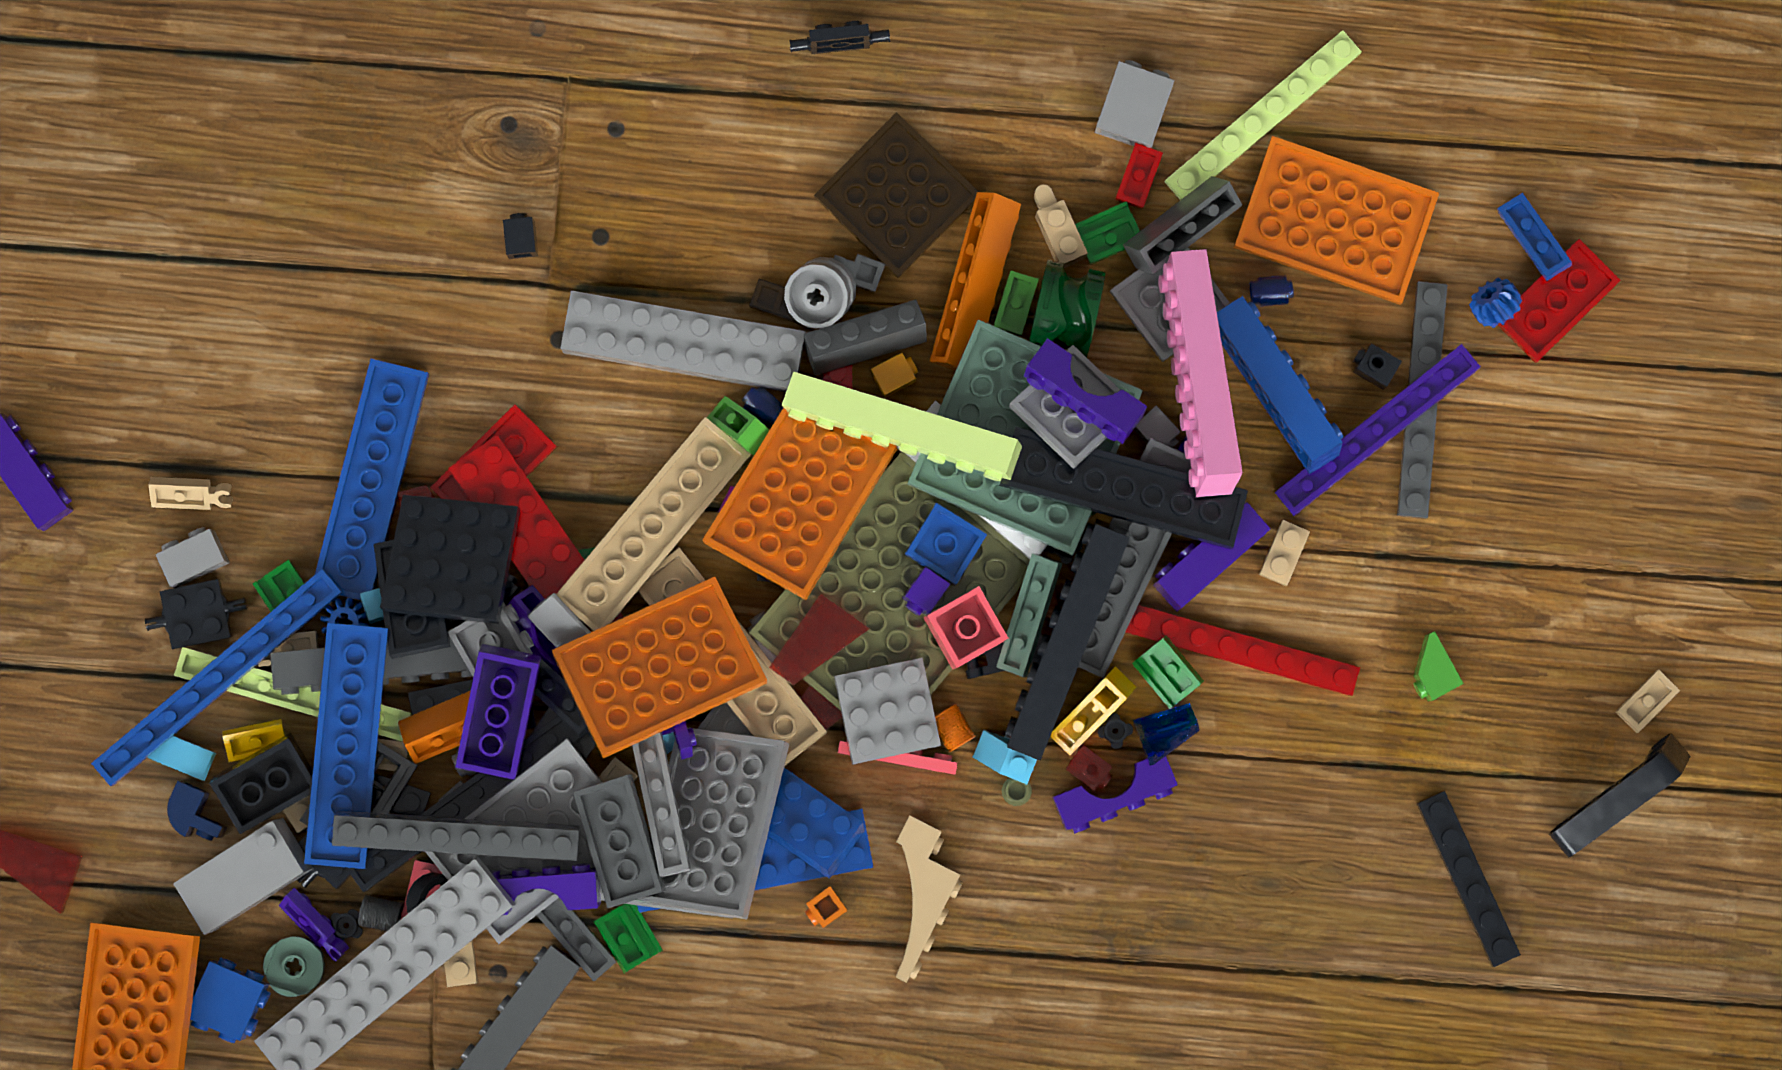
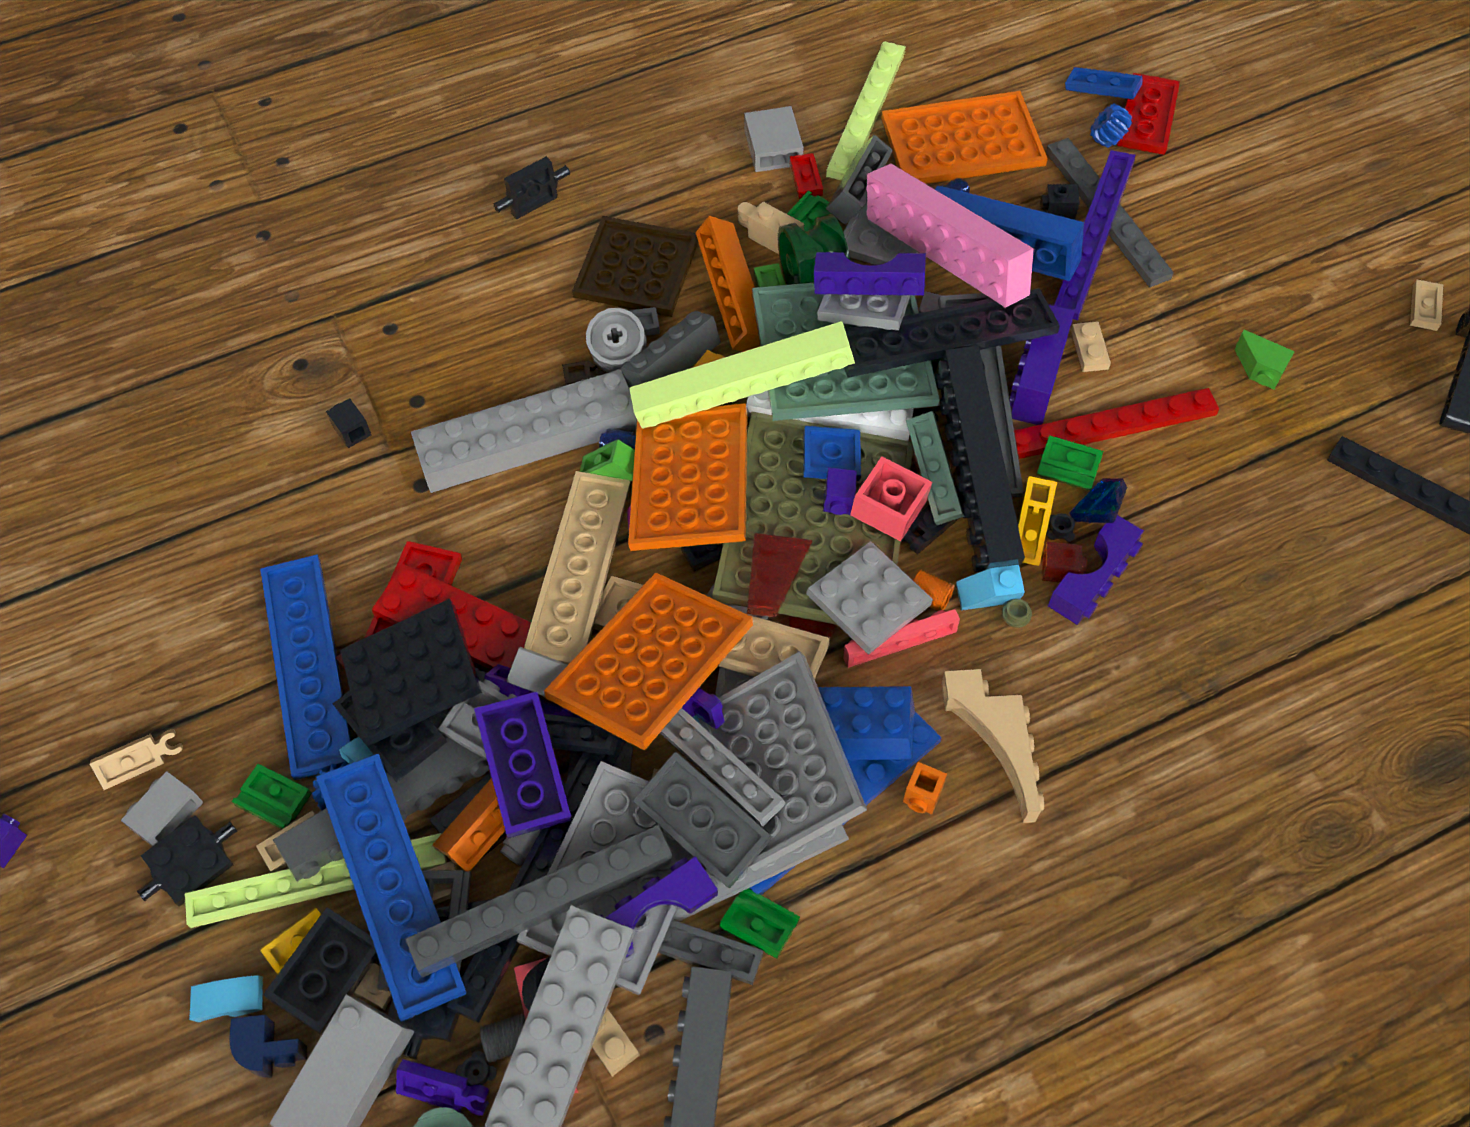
camera: 25 degrees left, 25 degrees down
(217, 677) = (225, 907): blue plate -> none

